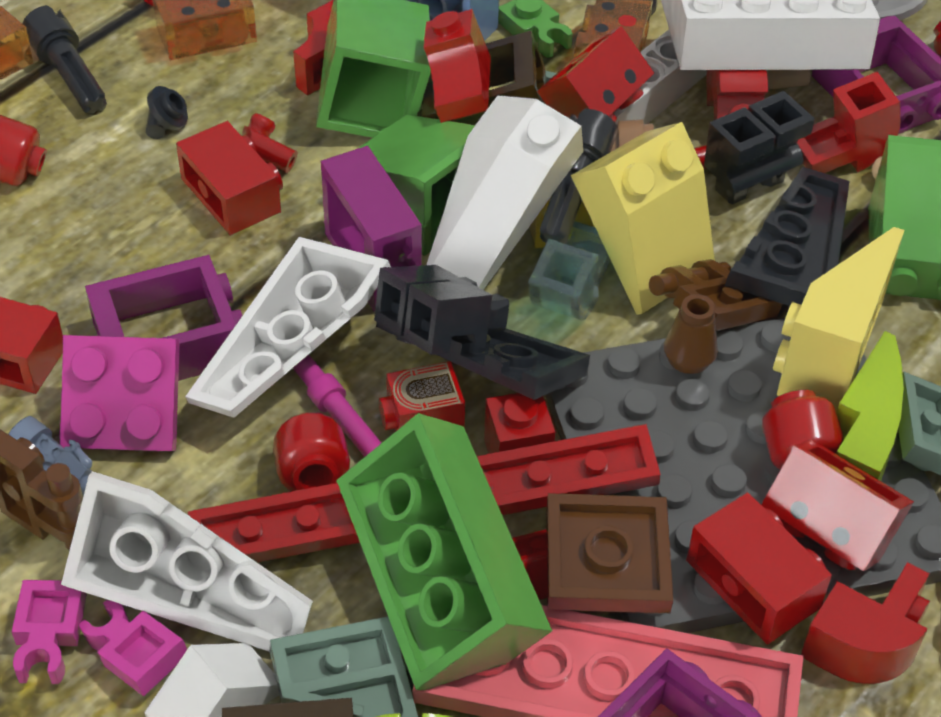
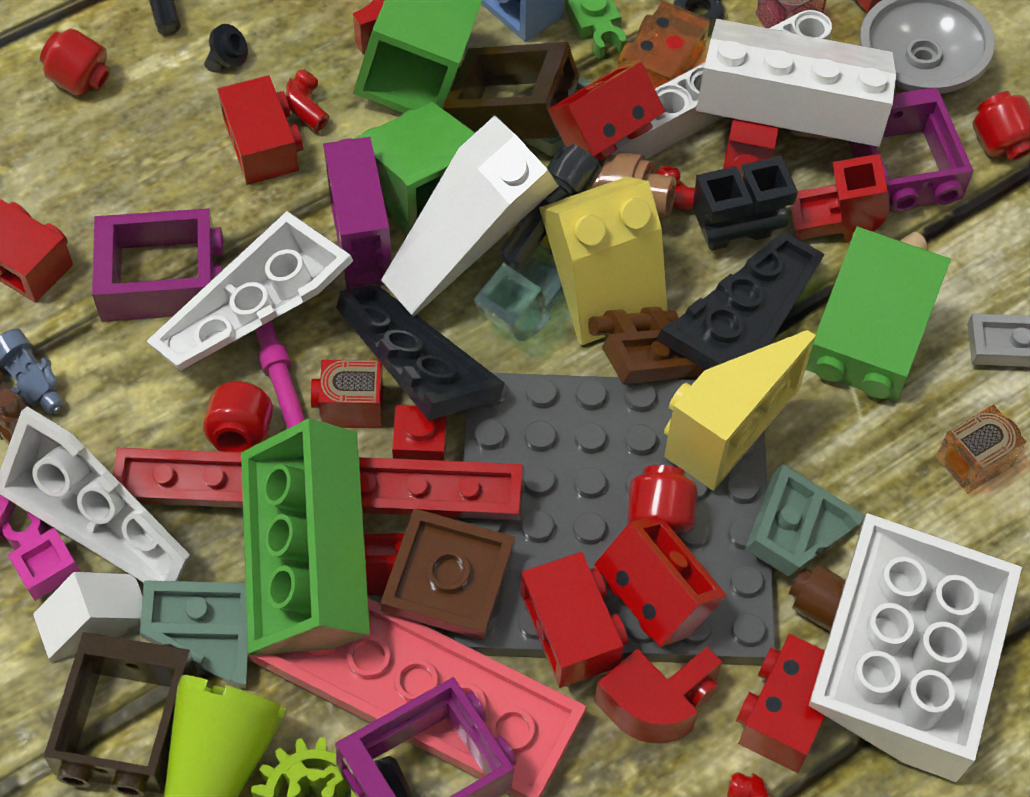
camera: 15 degrees right, 10 degrees up
(120, 392) = (94, 324): dark pink plate -> none
(435, 305) = (378, 310): black hips -> none
(457, 64) = (483, 68): red arch -> none
(693, 336) = (601, 387): reddish brown cone -> none
(873, 409) = (729, 502): lime slope -> none

